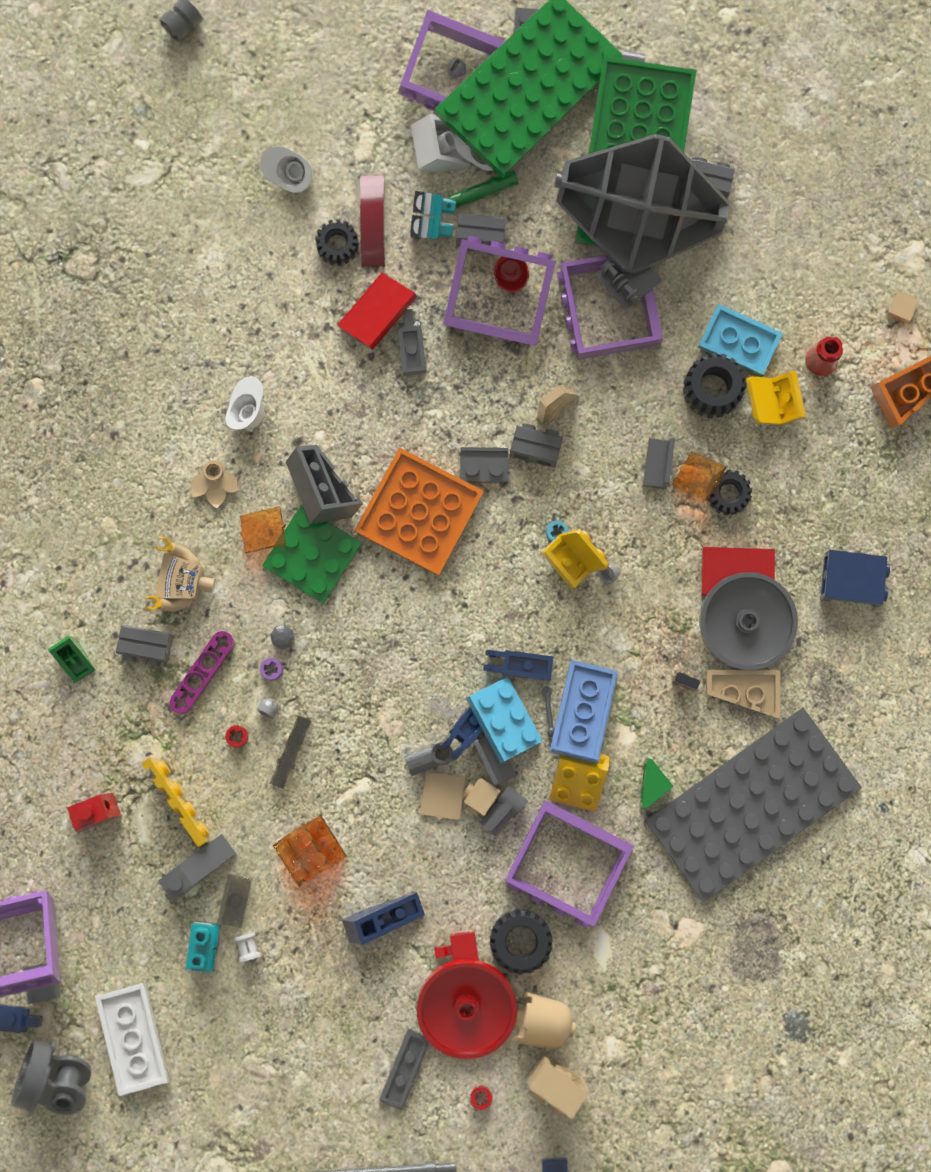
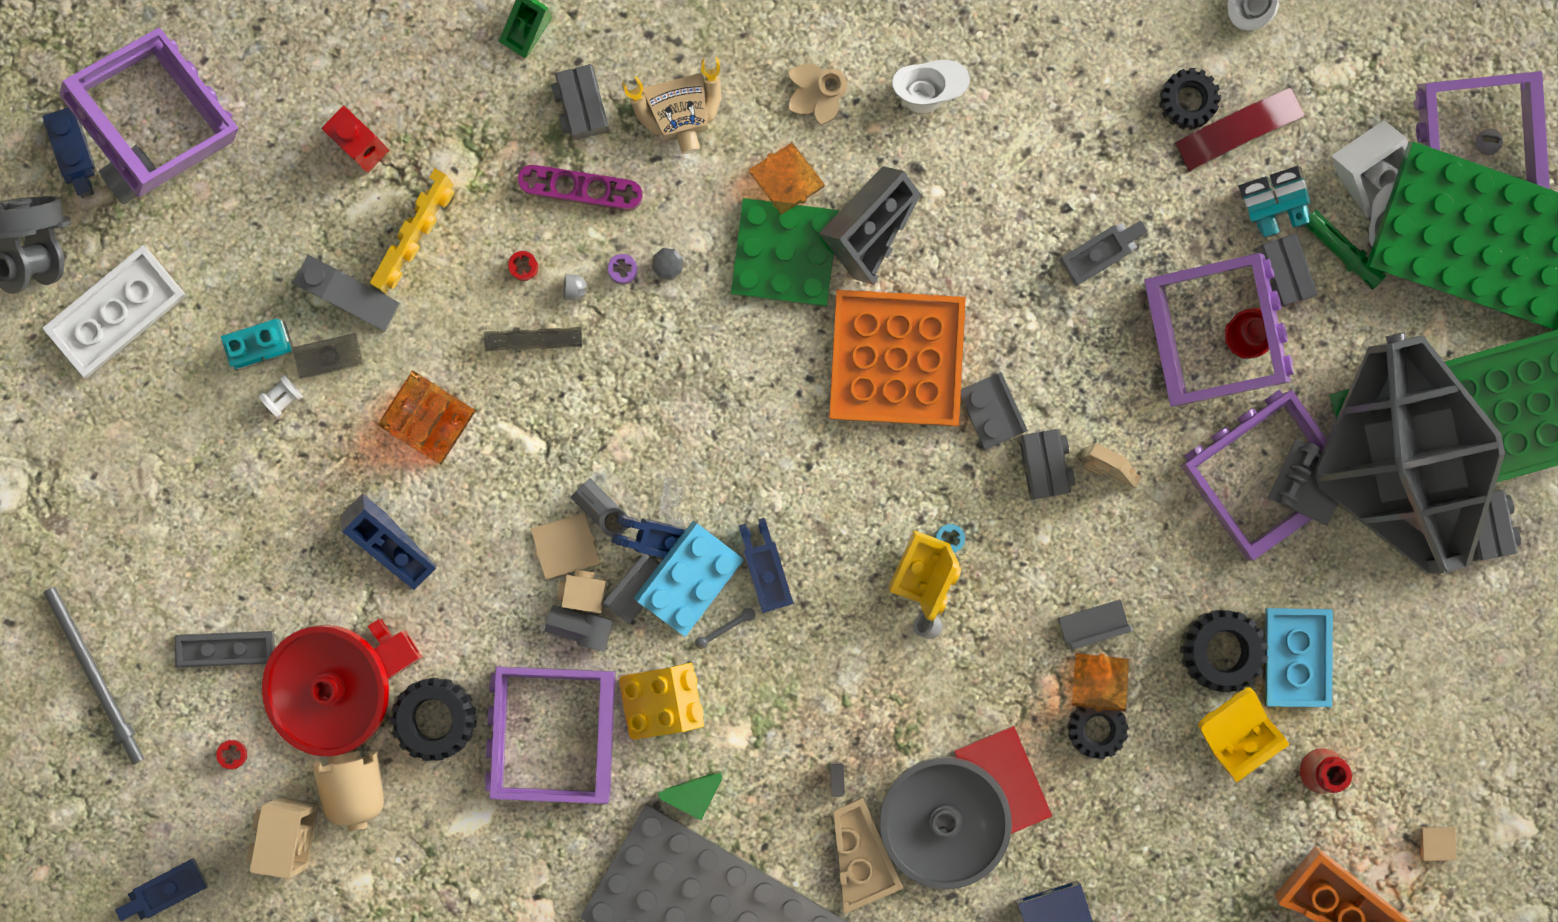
camera: 60 degrees right, 5 degrees up
(377, 311) = (1125, 189): red tile -> none
(583, 712) = (742, 670): medium blue tile -> none

